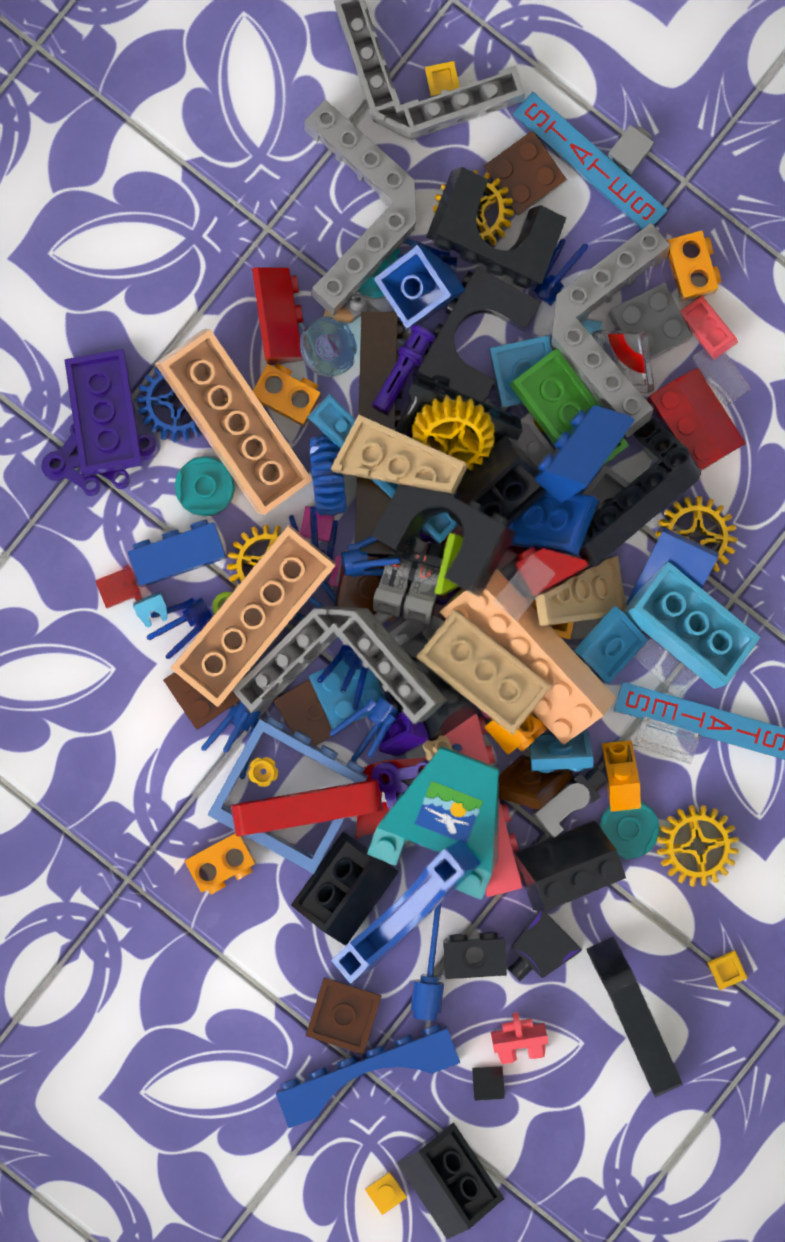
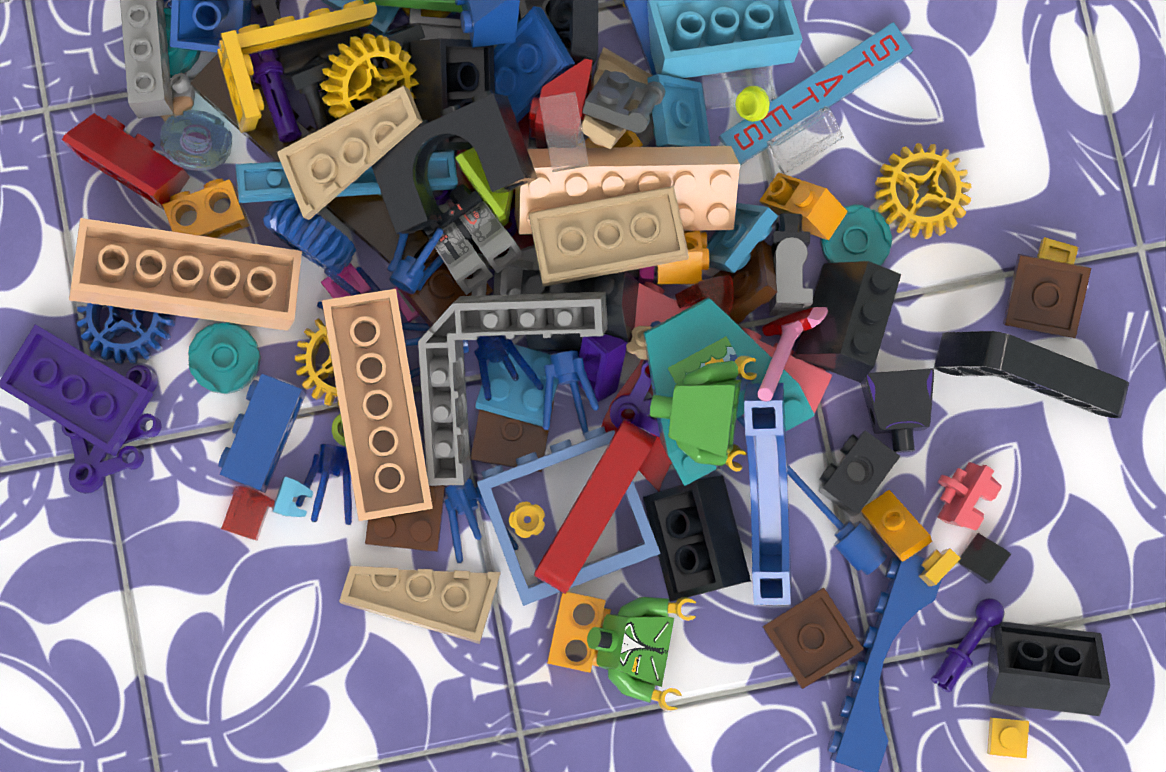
camera: 60 degrees left, 5 degrees down
(163, 752) = (435, 600): none -> tan wing
(243, 907) = (637, 646): none -> bright green torso
(392, 342) = (236, 48): none -> yellow bracket
(421, 829) = (706, 412): none -> bright green torso
(453, 1057) = (938, 565): none -> yellow plate
(454, 1116) = (988, 614): none -> dark purple pin
(460, 1009) = (896, 525): none -> light orange plate
(509, 769) = (718, 289): none -> clear red tile
(529, 835) = (789, 329): none -> bright pink piece
(578, 597) = (614, 94): none -> dark grey plate
(659, 686) = (752, 103): none -> neon yellow plate
(695, 984) = (1047, 296): none -> reddish brown plate

